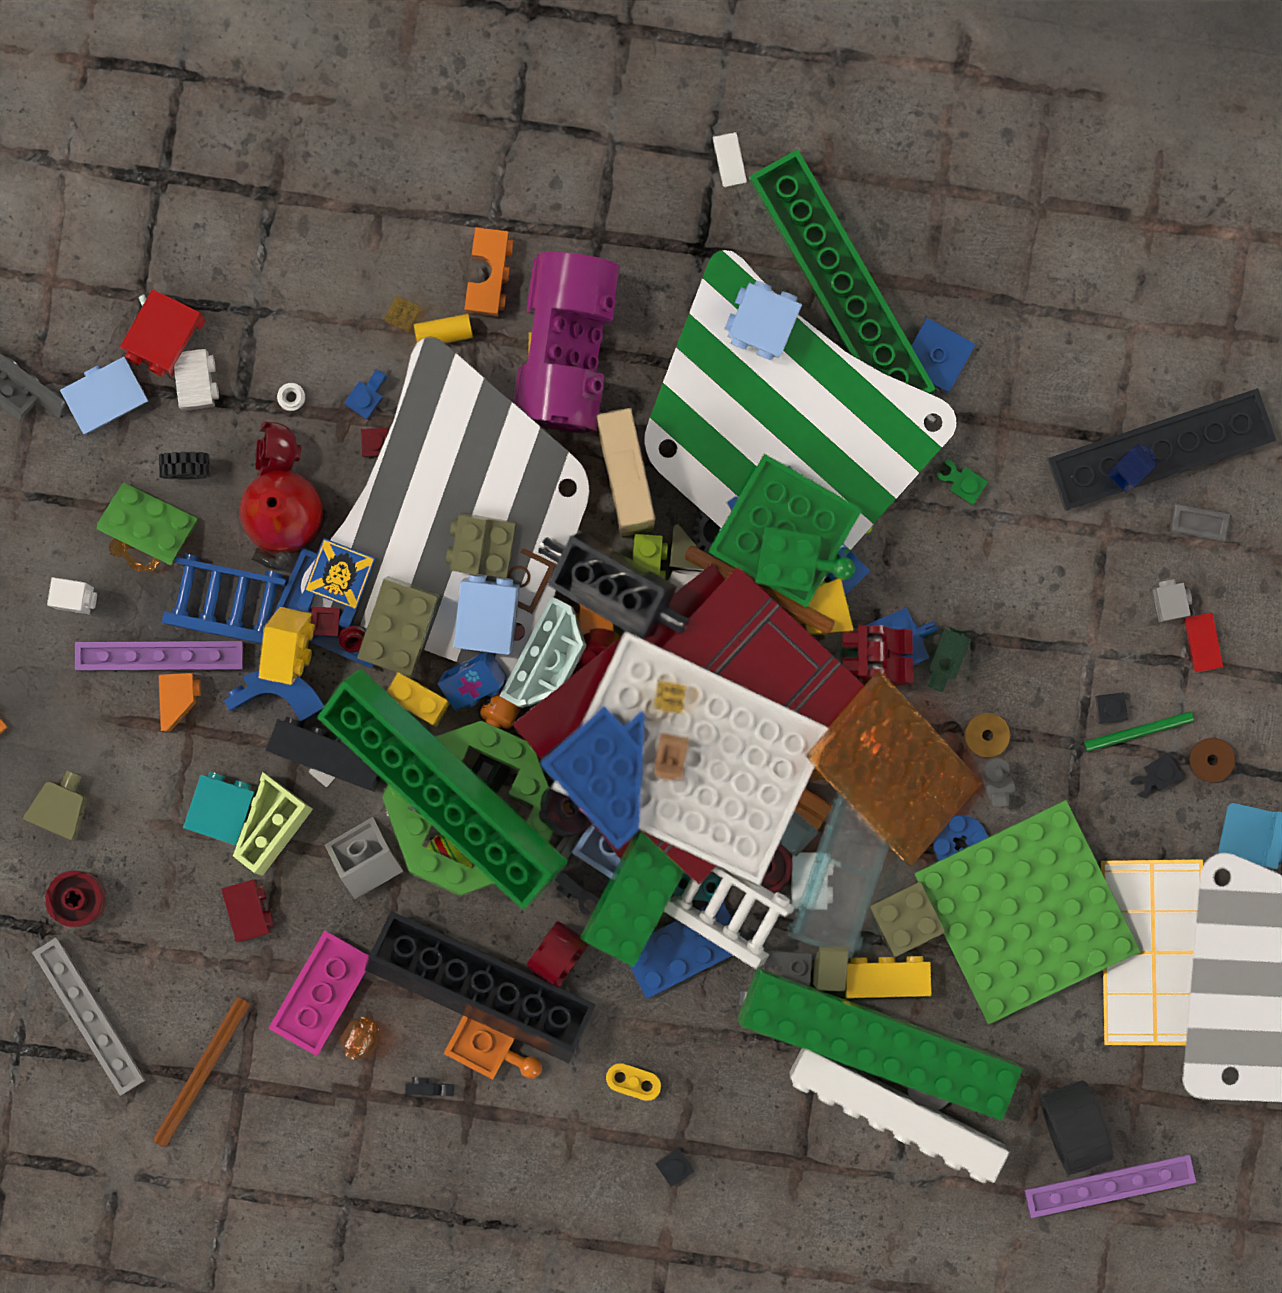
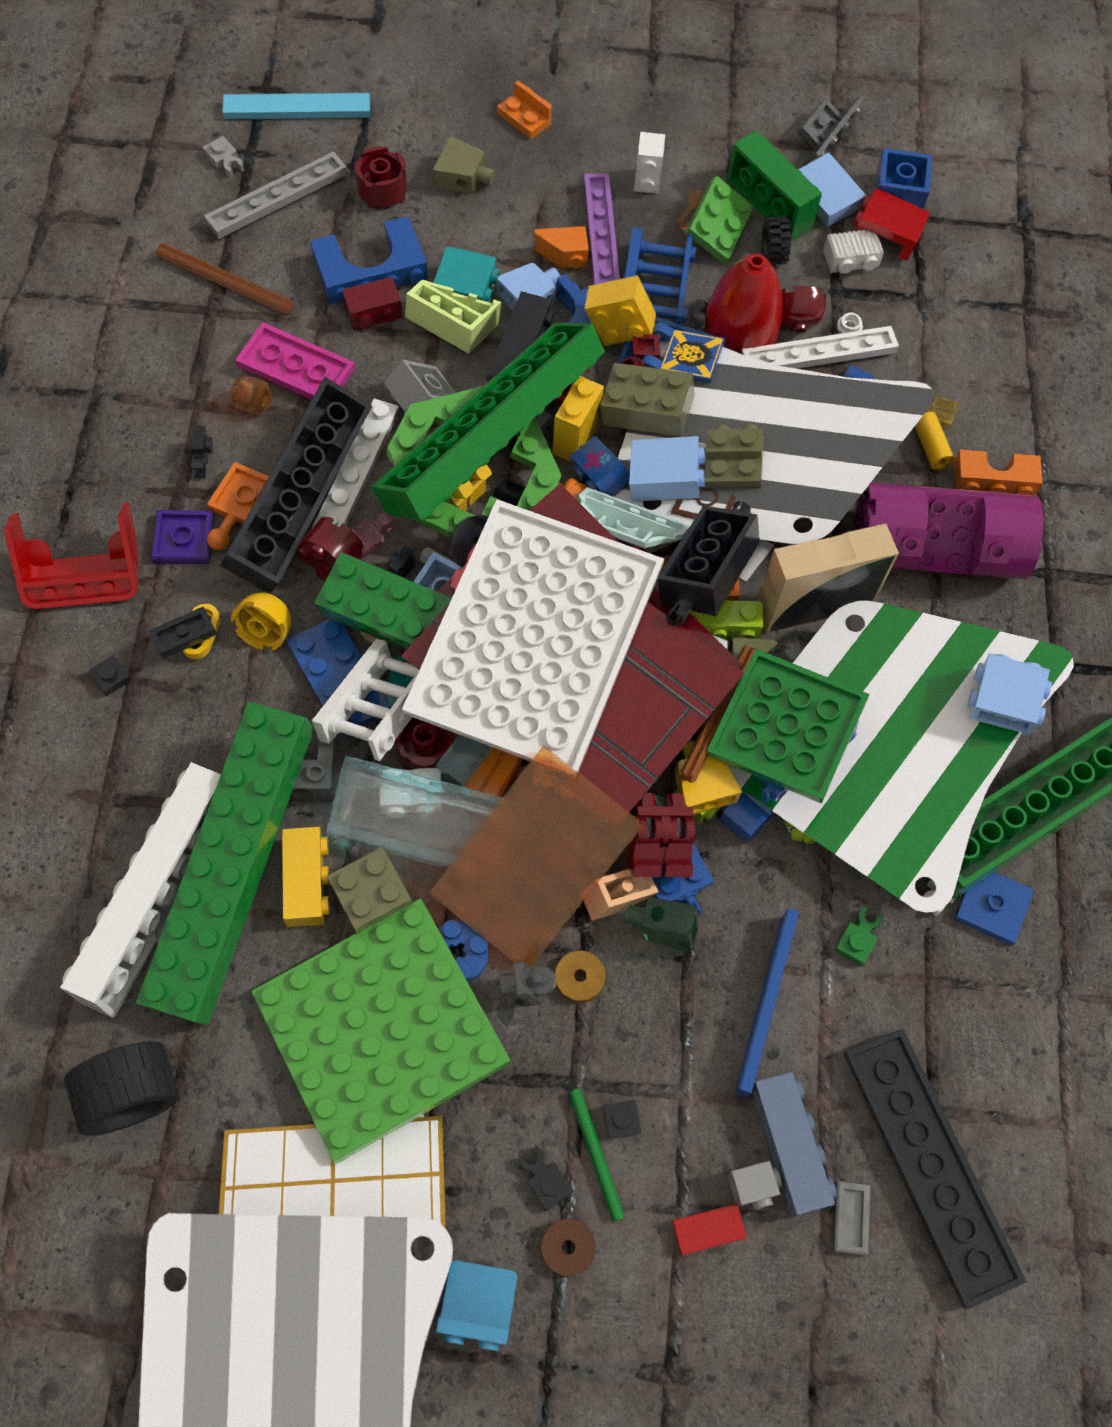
camera: 85 degrees right, 20 degrees down
(23, 1079) = (222, 154): none -> light grey plate
(102, 311) = (905, 175): none -> blue brick
(108, 459) = (773, 183): none -> green brick
(215, 942) = (404, 265): none -> blue arch
(234, 740) = (526, 279): none -> light blue torso
(324, 434) = (828, 348): none -> white plate
(472, 935) = (359, 463): none -> white plate
(523, 1104) = (182, 537): none -> dark purple tile
(534, 920) = (372, 532): none -> clear pink plate
(566, 1202) = (74, 580): none -> red windscreen
(603, 772) = (515, 539): blue wing -> none
(626, 1019) = (262, 620): none -> yellow cylinder
(642, 1096) = (182, 632): none -> black plate
(669, 697) = (599, 602): clear yellow tile -> none
(670, 757) = (536, 603): medium nougat bracket -> none
(791, 559) = (758, 728): green plate -> none
(830, 968) = (312, 807): olive slope -> none
(920, 695) = (617, 892): none -> light nougat slope
(1019, 573) = (766, 1004): none -> blue tile
(1109, 1185) = (55, 1145): medium lavender plate -> none
(1133, 467) = (911, 1118): clear blue brick -> none
(1141, 565) = (793, 1144): none -> sand blue brick

